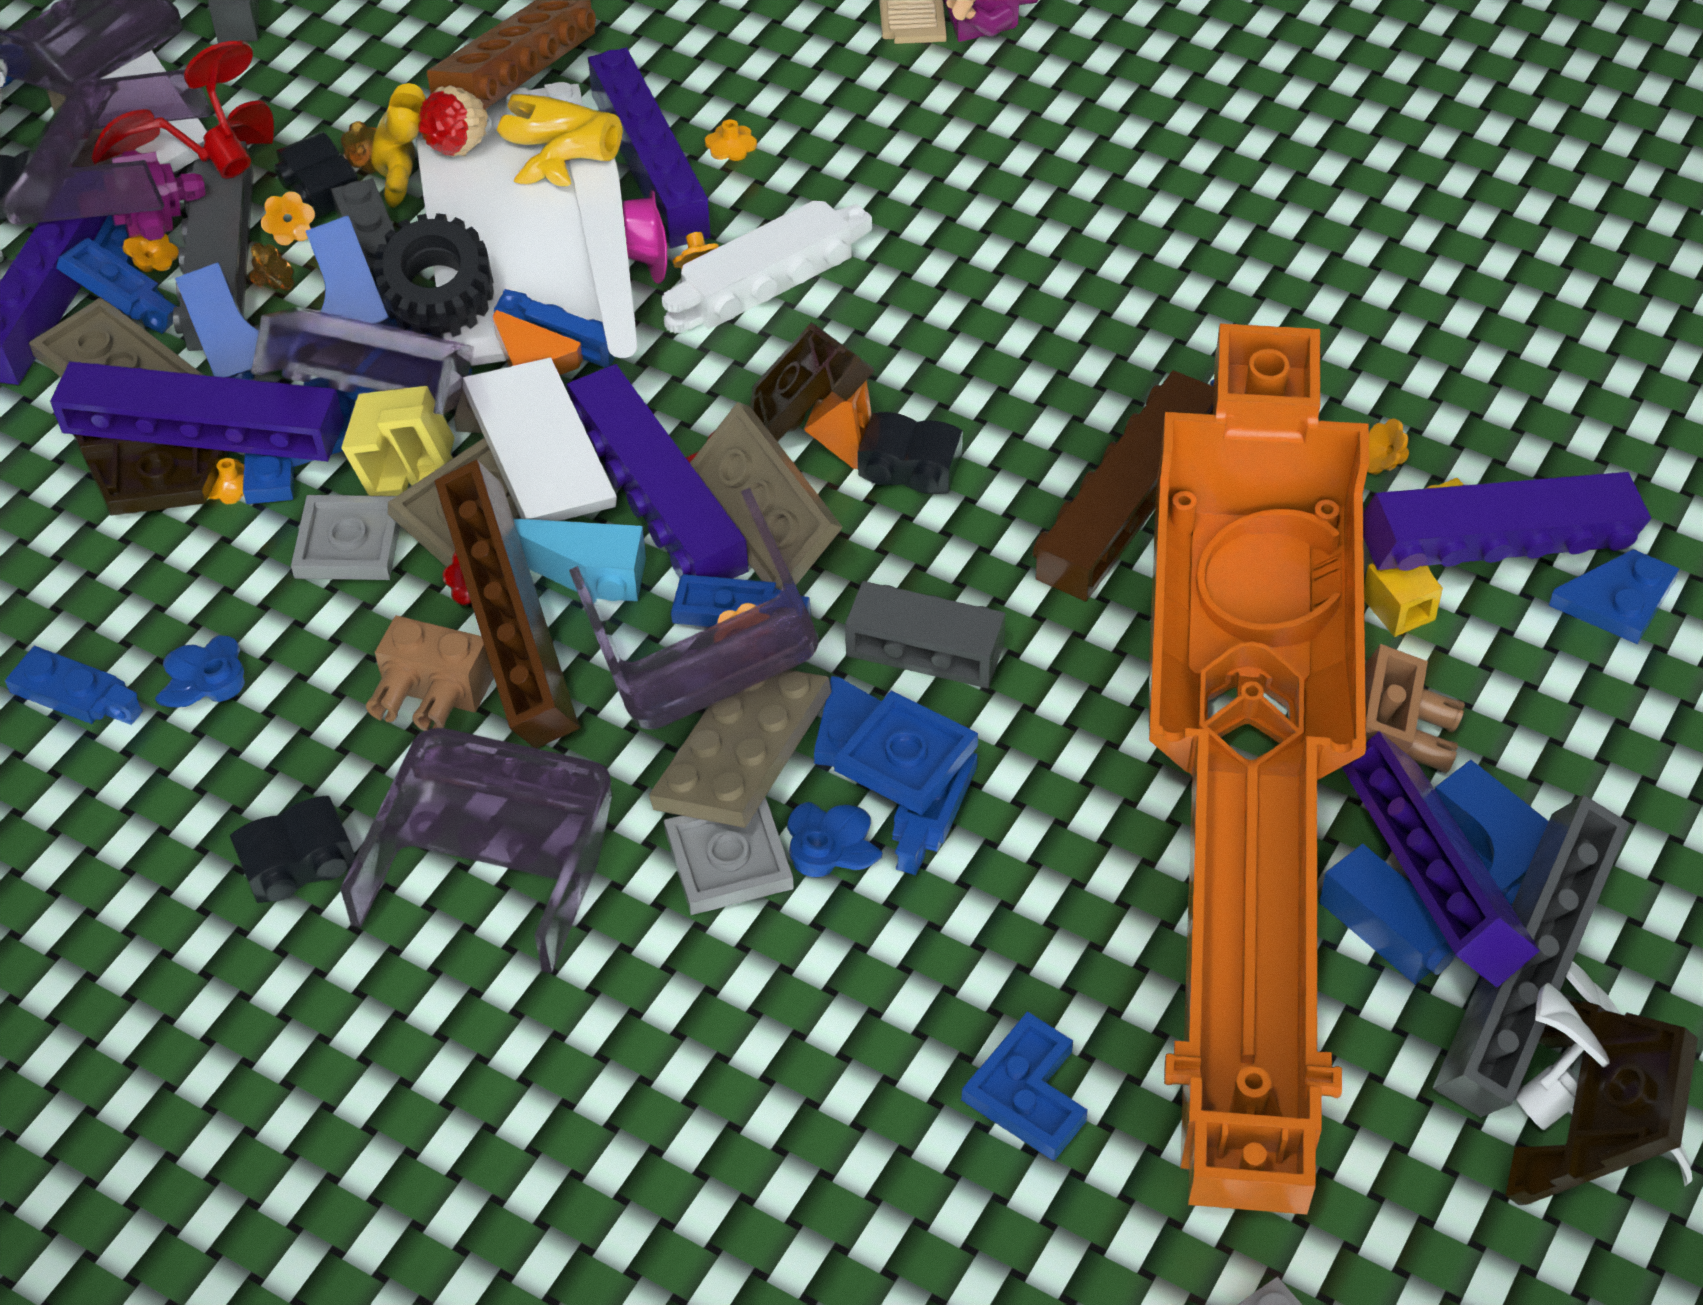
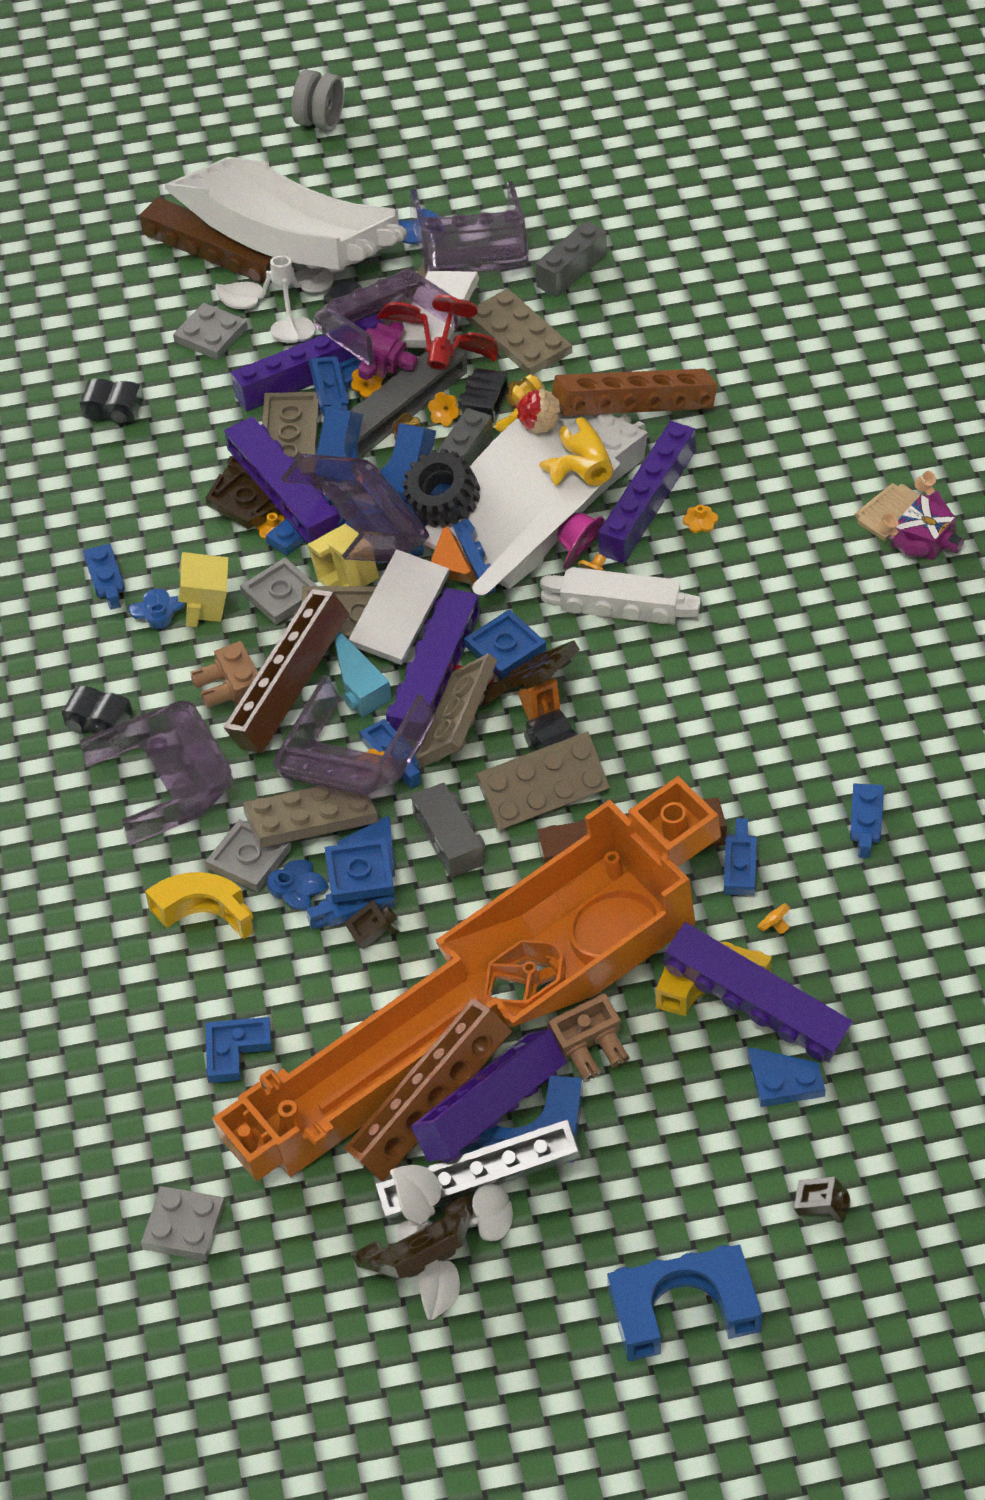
camera: 50 degrees right, 0 degrees up
(253, 596) = (203, 587): none -> light yellow plate
(296, 94) = (520, 332): none -> dark tan plate
(700, 395) = (506, 640): none -> blue plate
(744, 939) = (198, 893): none -> yellow arch
(960, 500) = (542, 780): none -> dark tan plate
(987, 805) = (371, 923): none -> dark brown bracket
(1316, 291) = (866, 816): none -> blue hinge
(1363, 915) = (440, 1071): none -> dark orange brick

